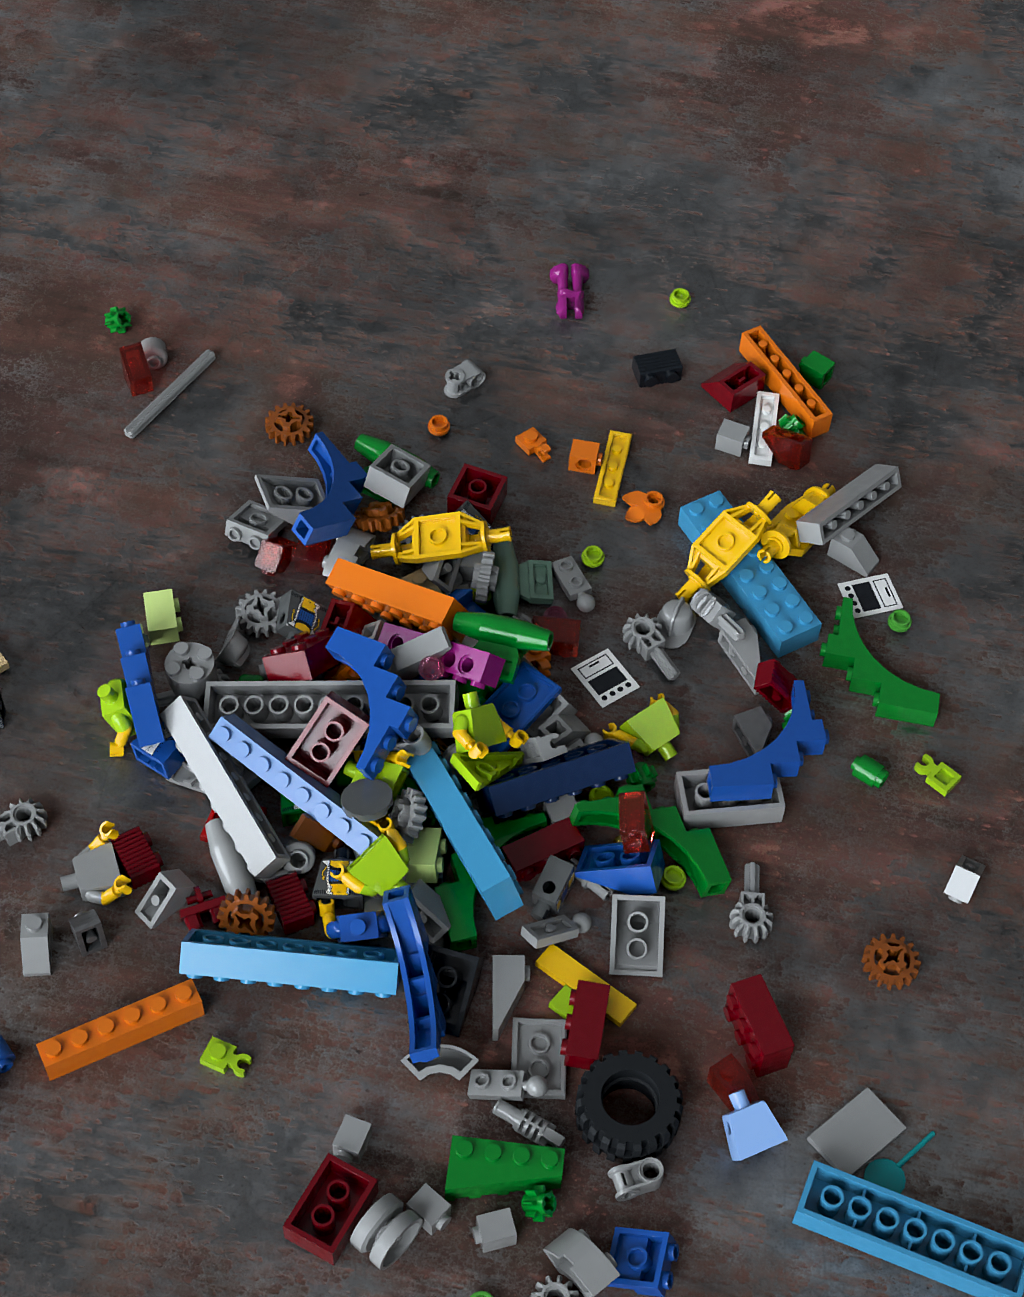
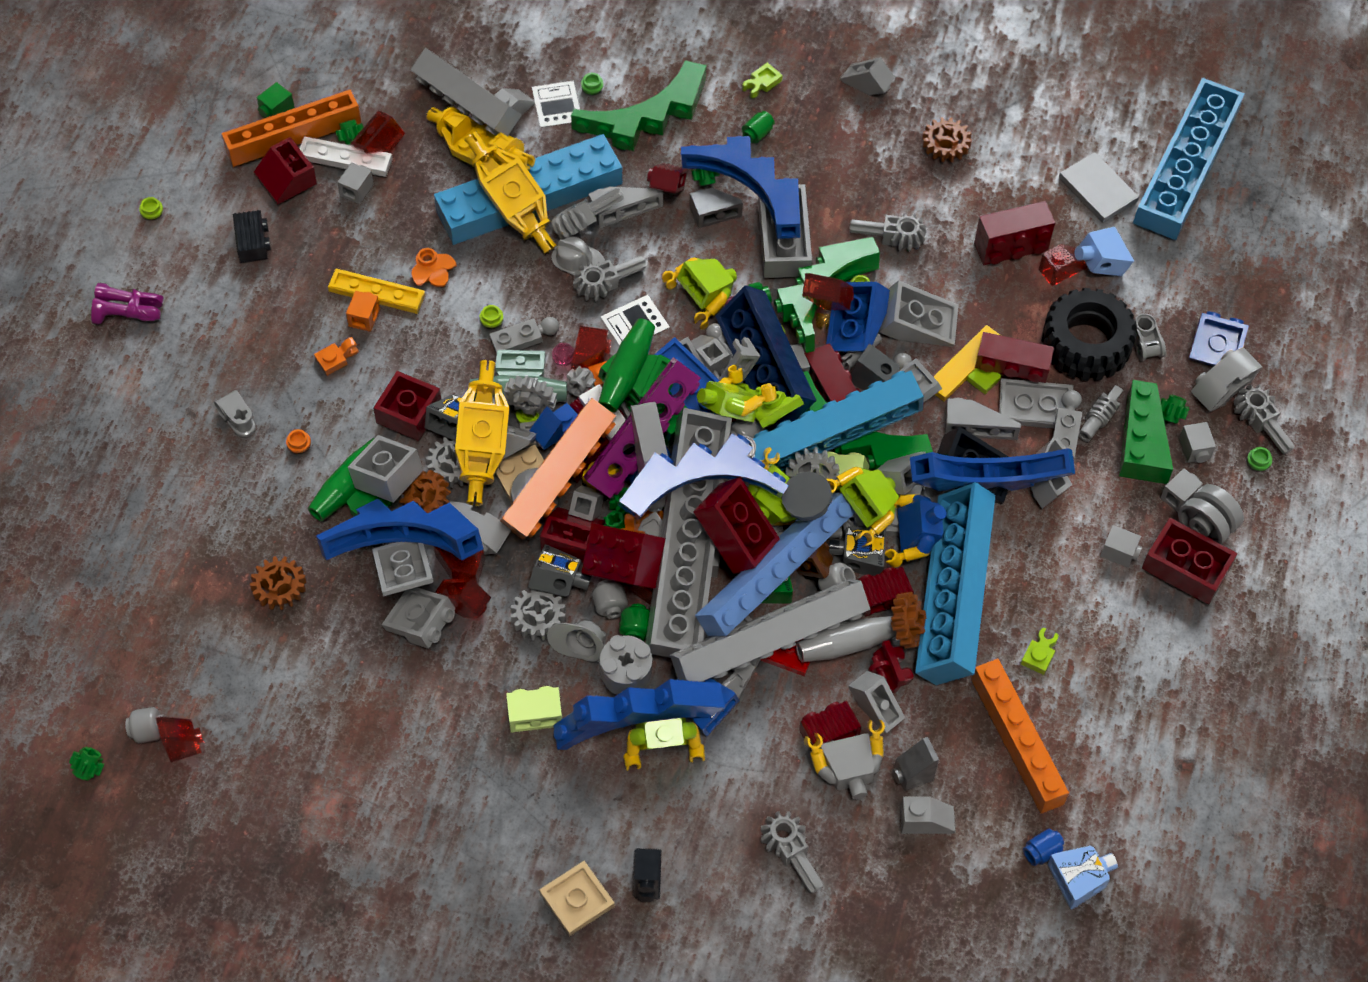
camera: 85 degrees left, 5 degrees up
(169, 394) = (208, 709): light grey axle -> none
(431, 668) = (671, 425): clear pink plate -> none
(890, 1174) = (1132, 173): teal piece -> none

